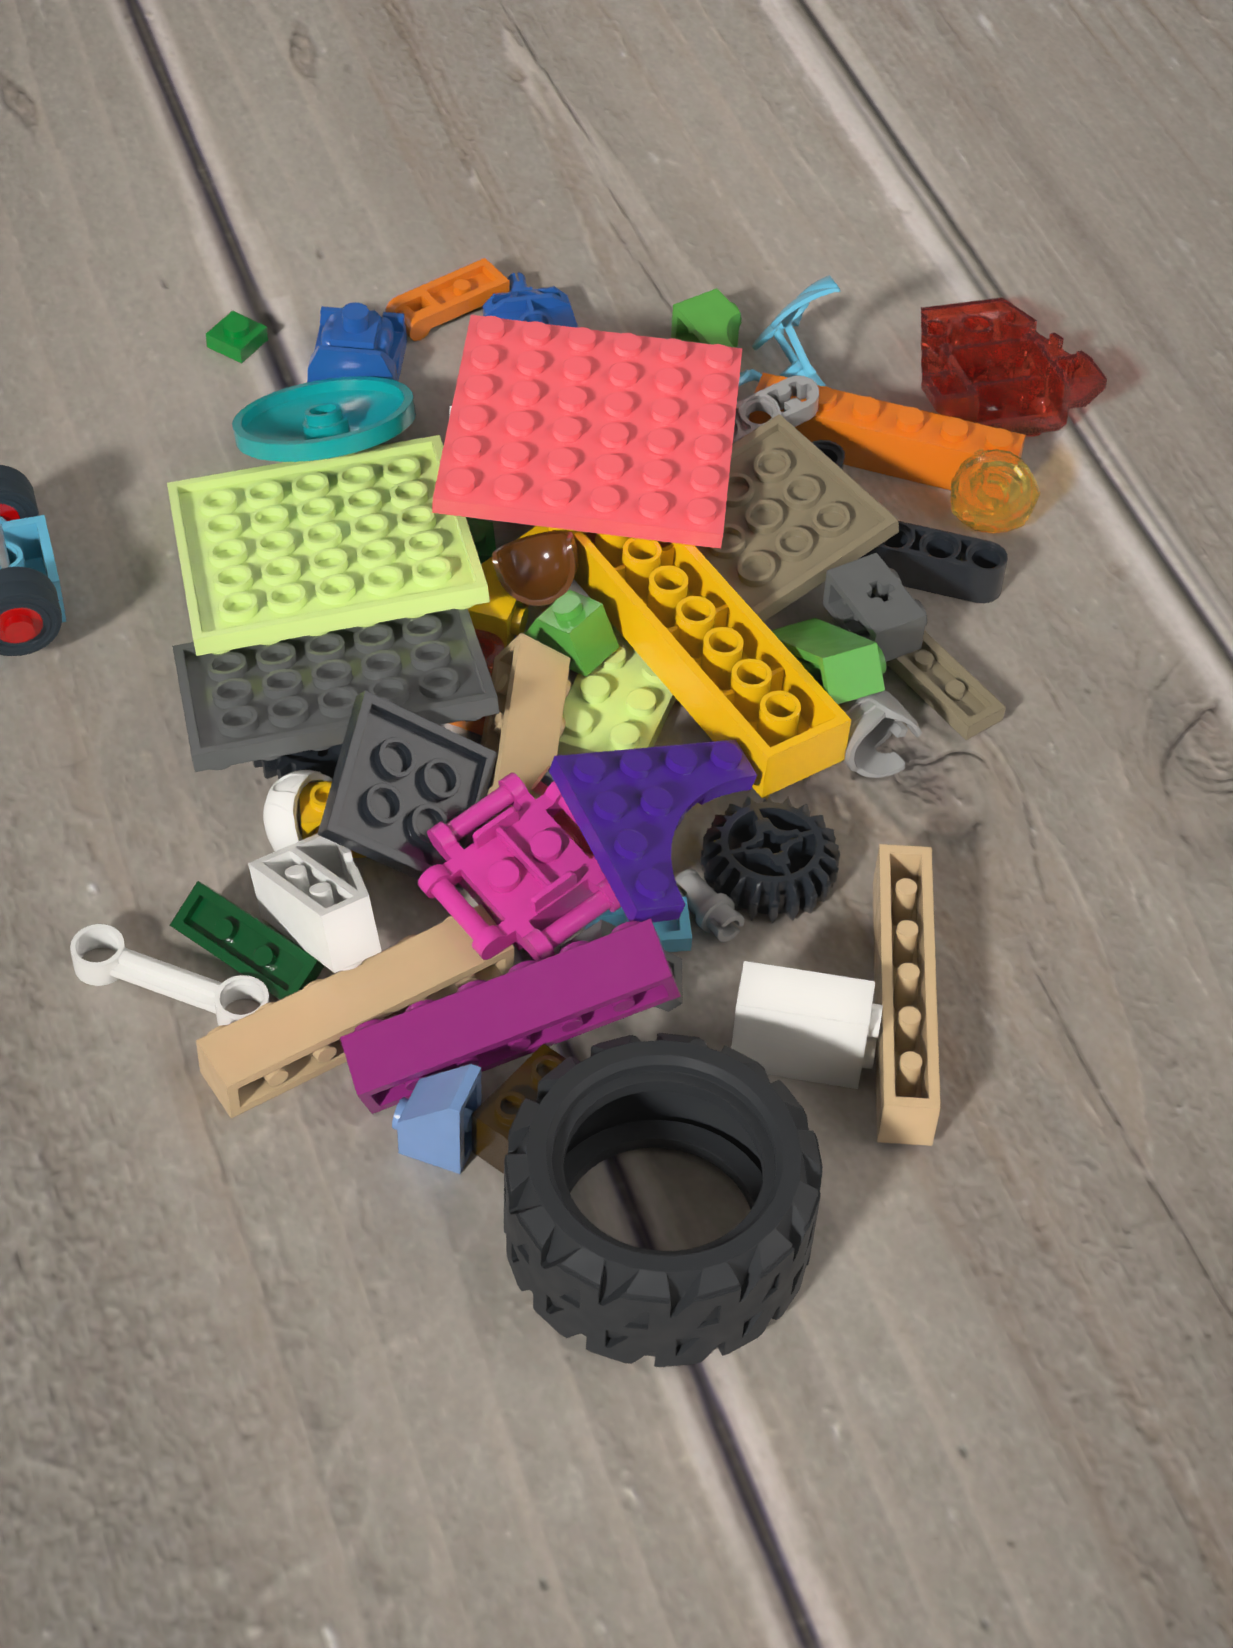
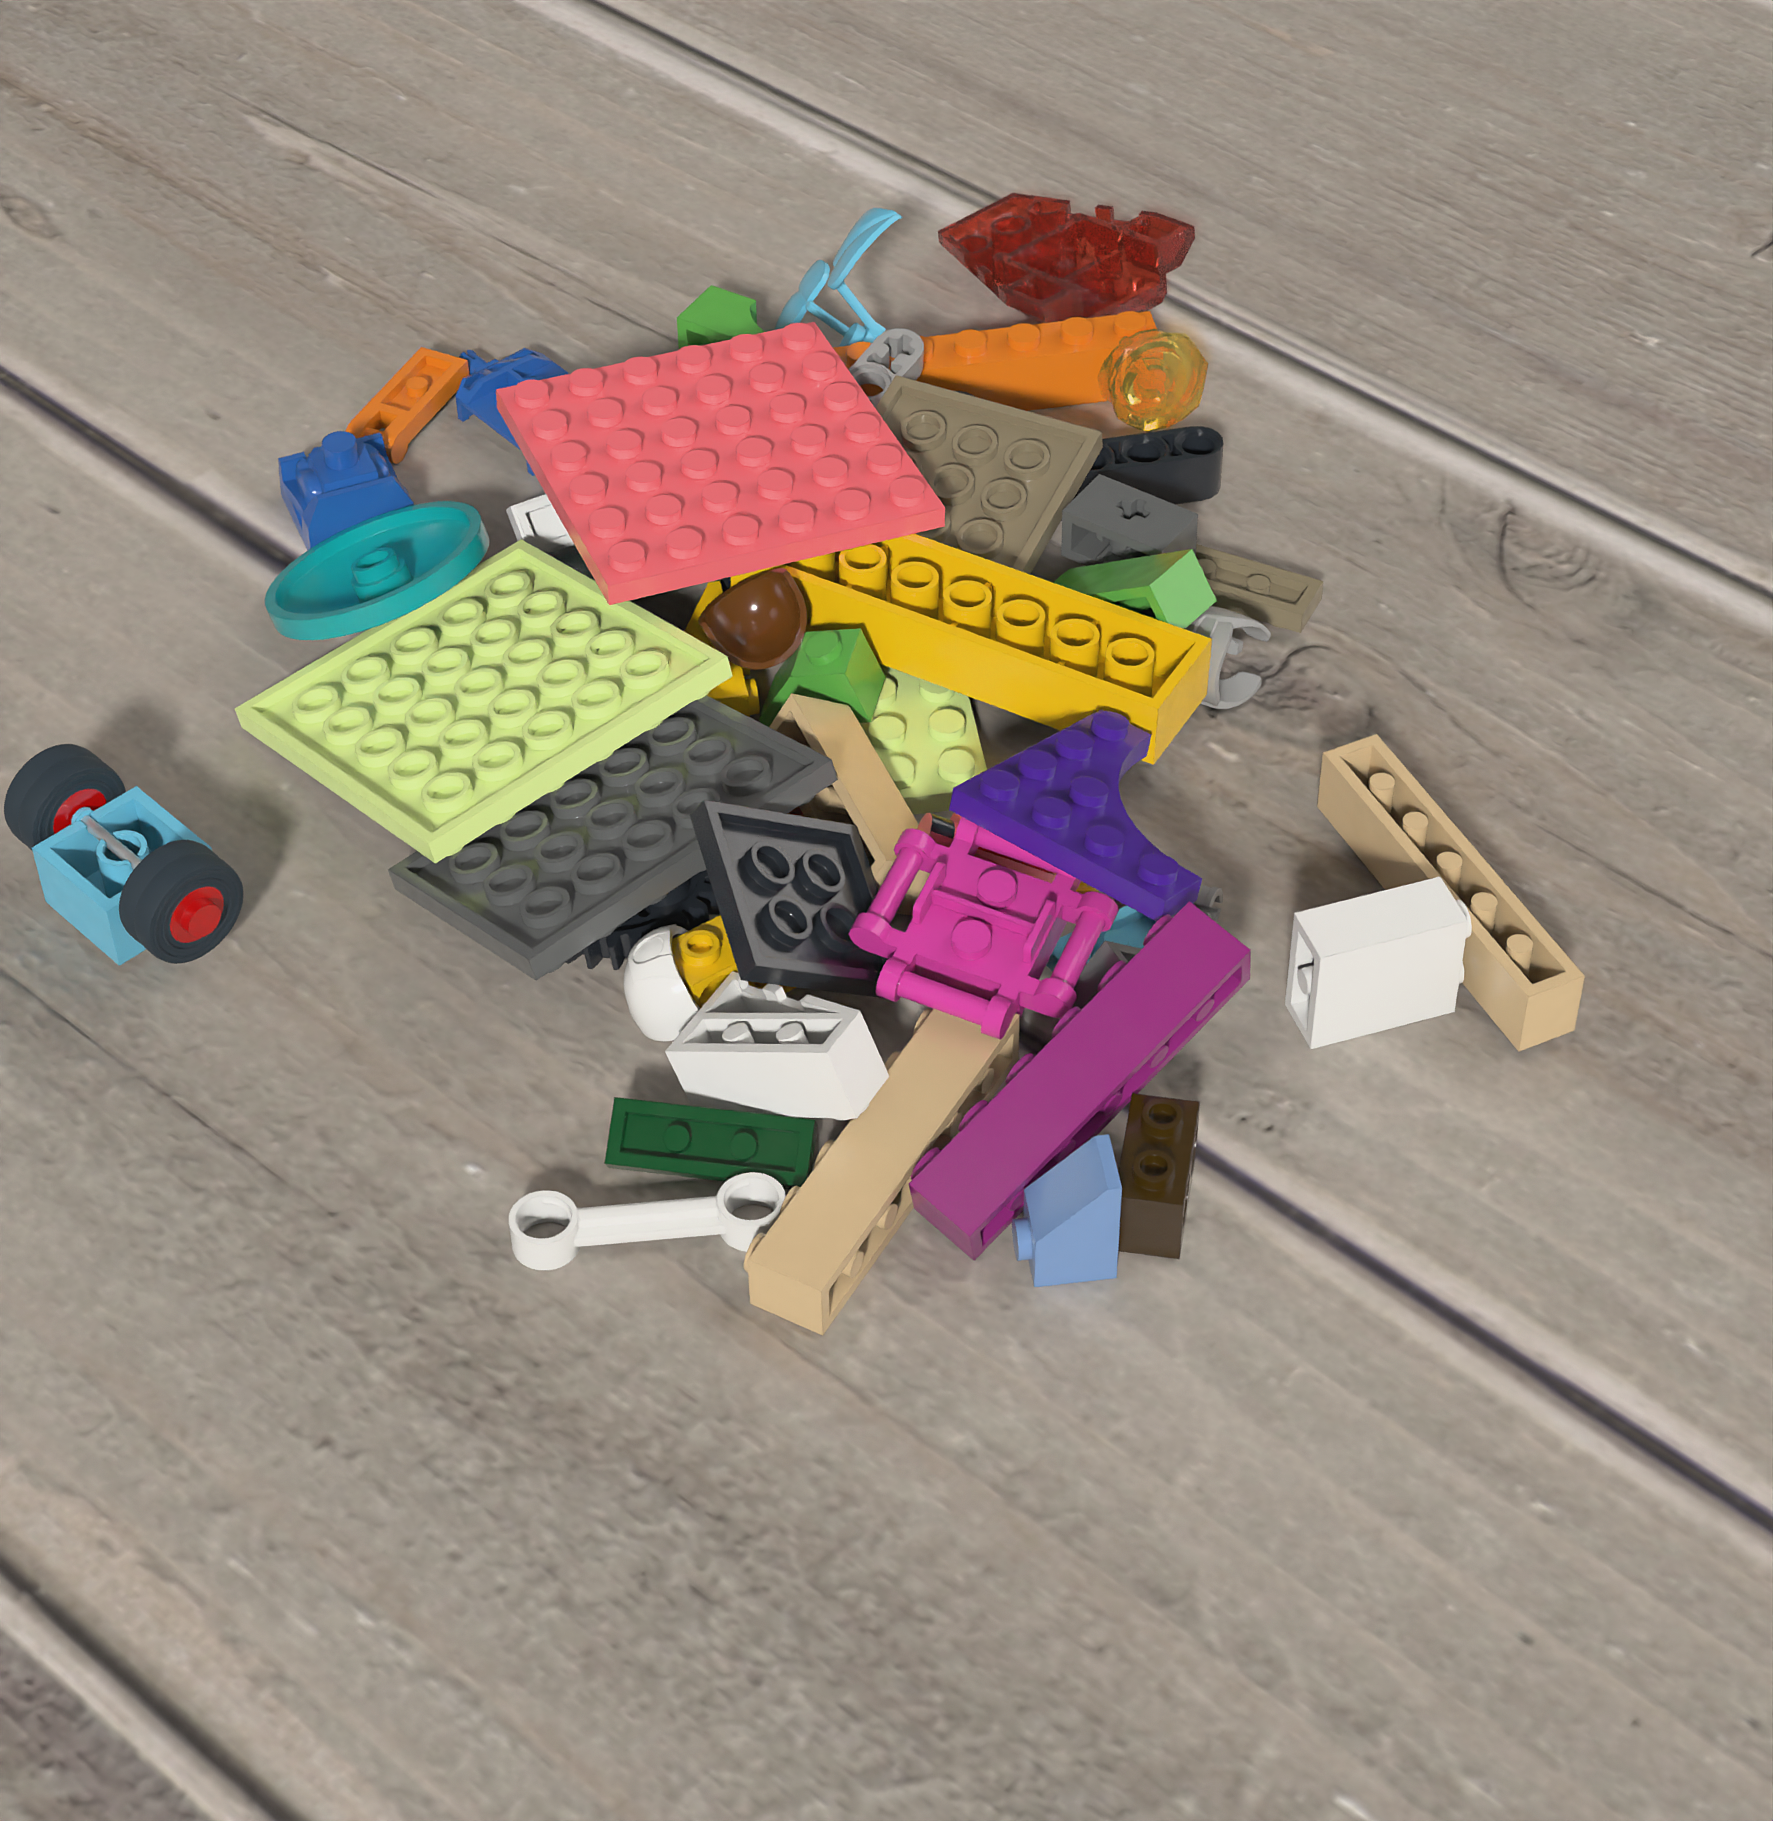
camera: 25 degrees left, 5 degrees down
(236, 336) = (188, 531): green plate -> none
(683, 1100) = (1360, 1295): black tyre -> none
(758, 853) = (1209, 816): black gear -> none

